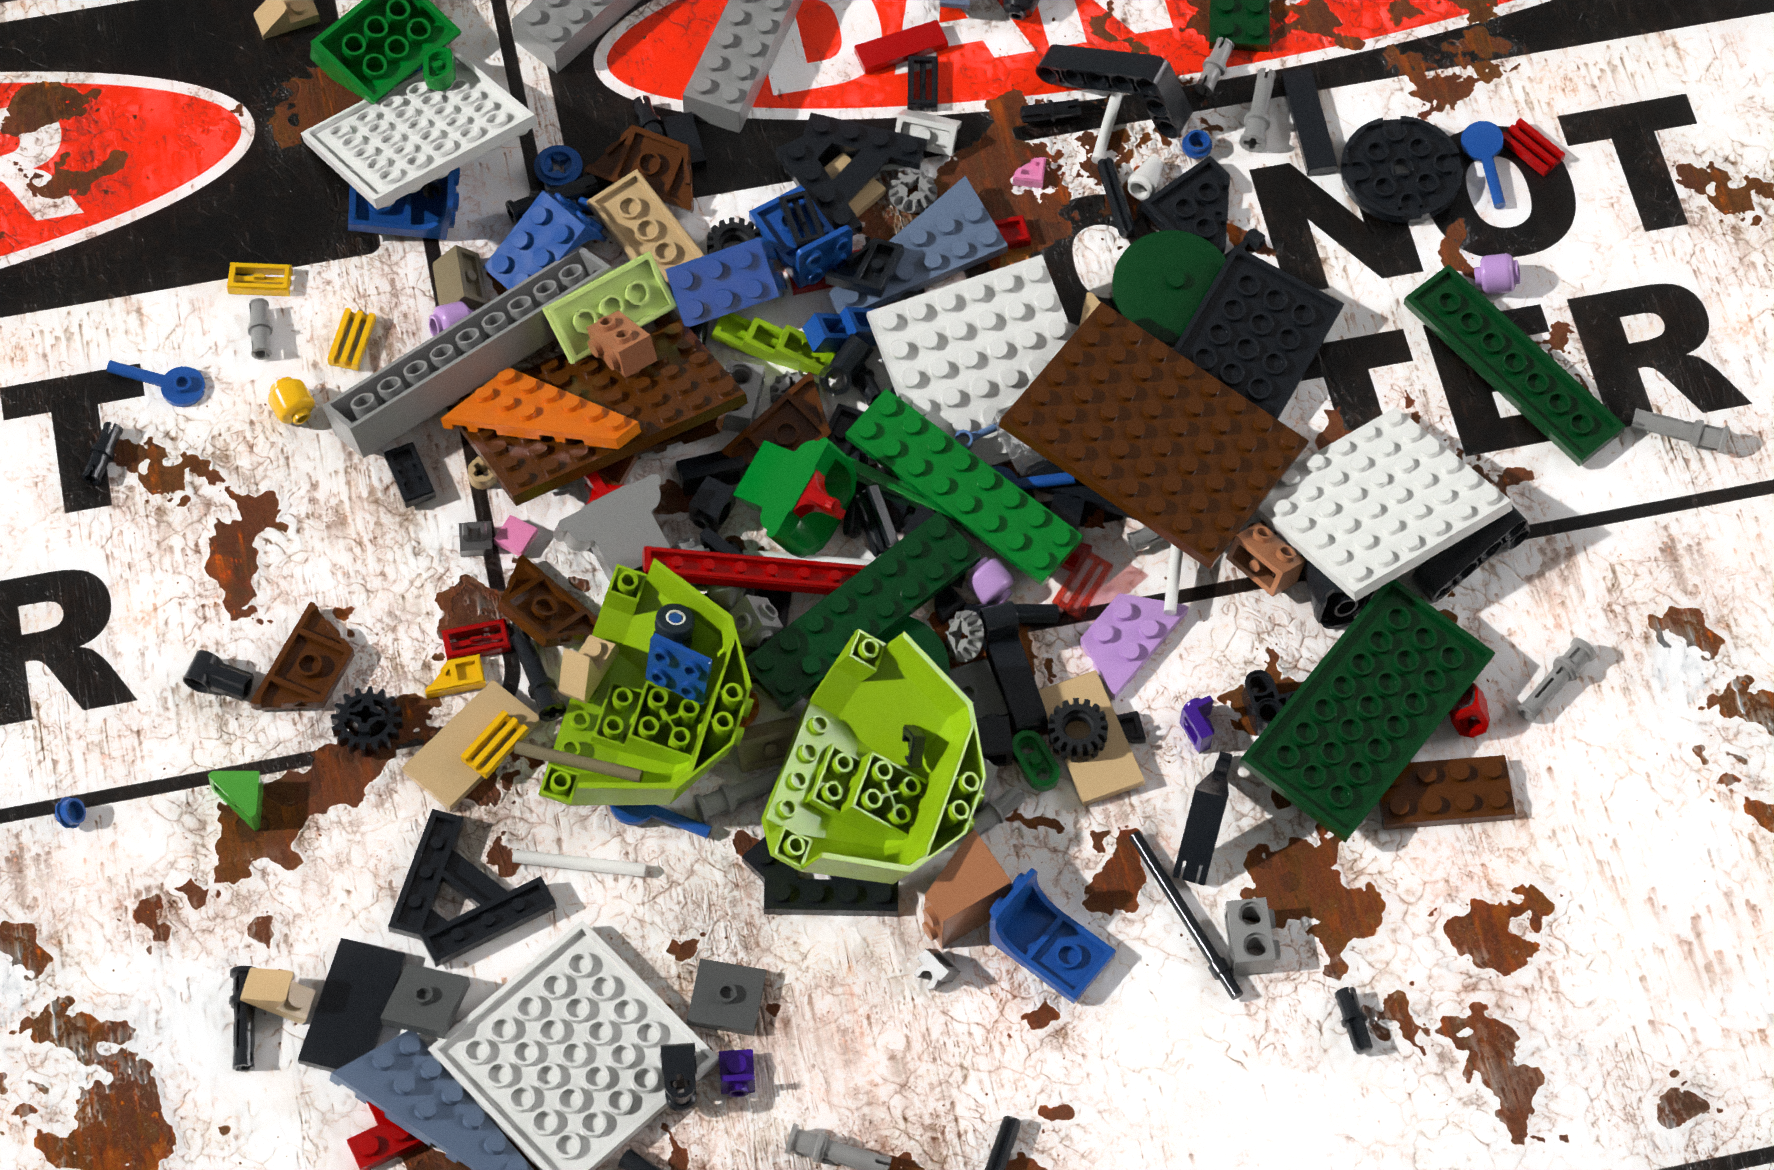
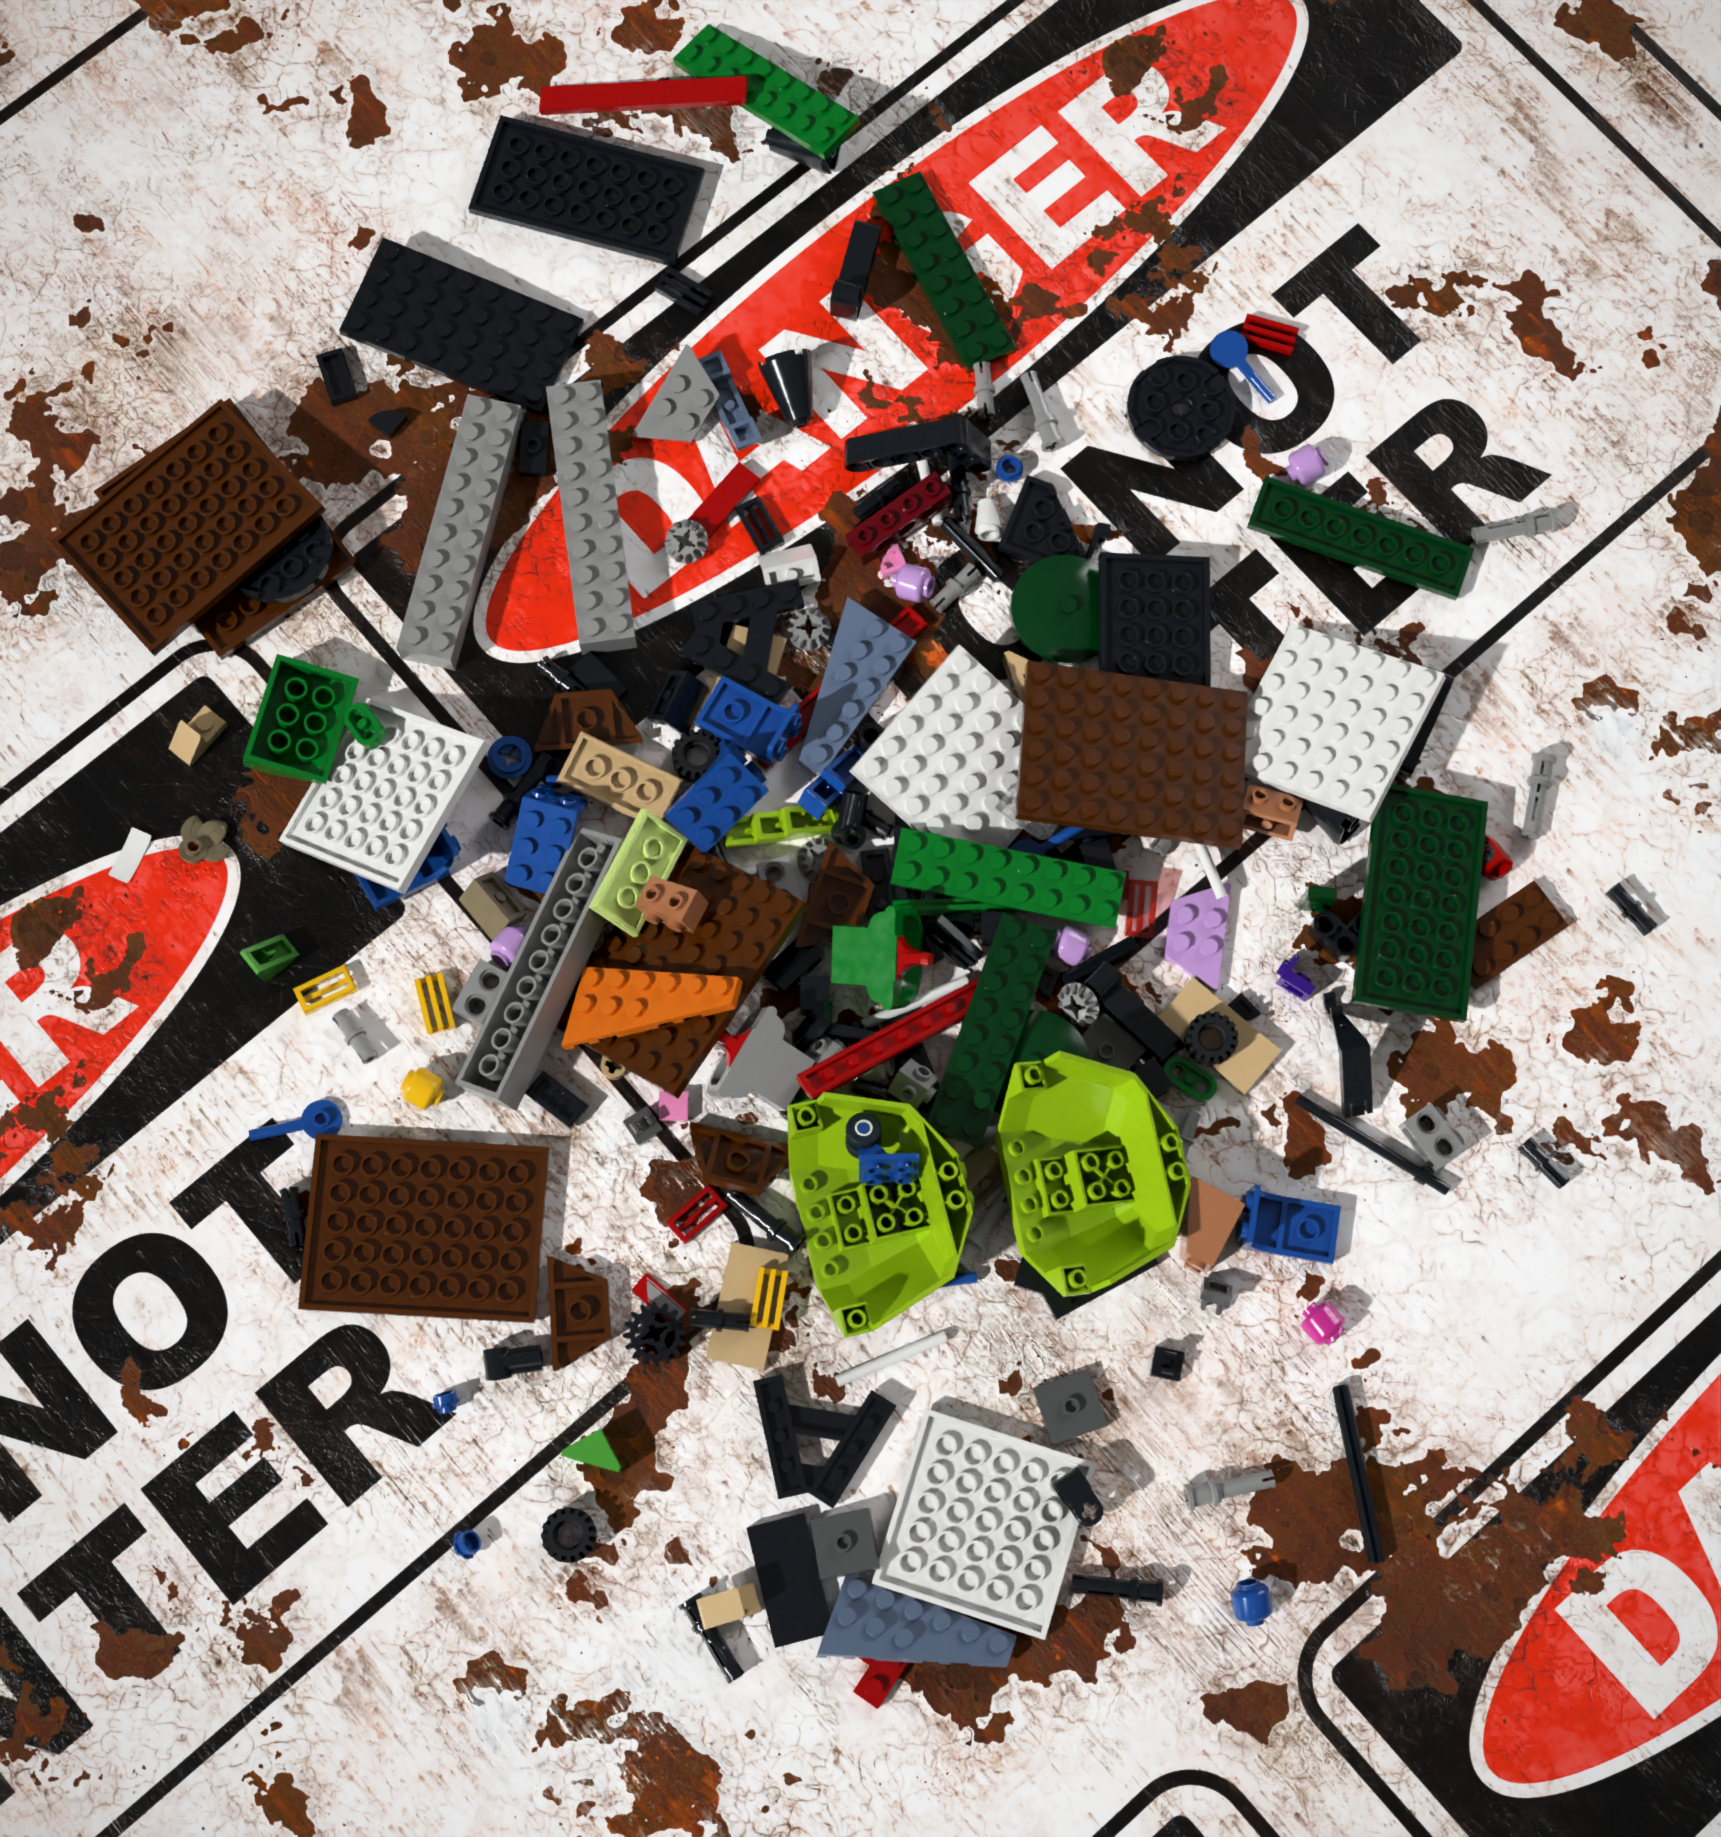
camera: 30 degrees left, 15 degrees up
(134, 680) = (445, 1401): none -> blue plate
(161, 85) = (130, 855): none -> white sticker
(170, 873) = (550, 1532): none -> black tyre
(214, 523) = (424, 1228): none -> reddish brown plate
(226, 224) = (270, 956): none -> bright green slope
(232, 103) = (206, 837): none -> dark tan plate
(391, 684) = (651, 1291): none -> sticker
(395, 342) = (475, 991): none -> light grey brick
(434, 737) = (719, 1319): none -> black pin
(457, 677) = (701, 1252): yellow tile -> none
(578, 761) = (845, 1279): dark tan bar -> none
(585, 669) = (806, 1196): tan slope -> none
(692, 524) = (812, 1026): none -> black plate
(737, 1072) = (1114, 1465): dark purple bracket -> none
(747, 192) = (678, 701): none -> black panel
(793, 198) = (760, 724): black tile -> none
(838, 74) = (697, 536): none -> light grey gear
(849, 1008) = (1167, 1364): none -> black tile
(869, 268) = (823, 725): black wing -> none
(916, 745) = (1101, 1123): tile -> none
(975, 435) = (990, 827): medium blue hand -> none
(1029, 1048) = (1323, 1323): none -> dark pink head
(1038, 196) = (913, 583): none -> lavender head
(1059, 133) = (899, 518): none -> dark red brick
(1077, 220) = (955, 587): none -> light grey pin
(1134, 141) = (959, 490): none -> black pin
(1264, 654) = (1317, 899): none -> dark green plate
(1309, 121) = (1084, 401): black tile -> none
(1592, 831) = (1631, 909): none -> black pin

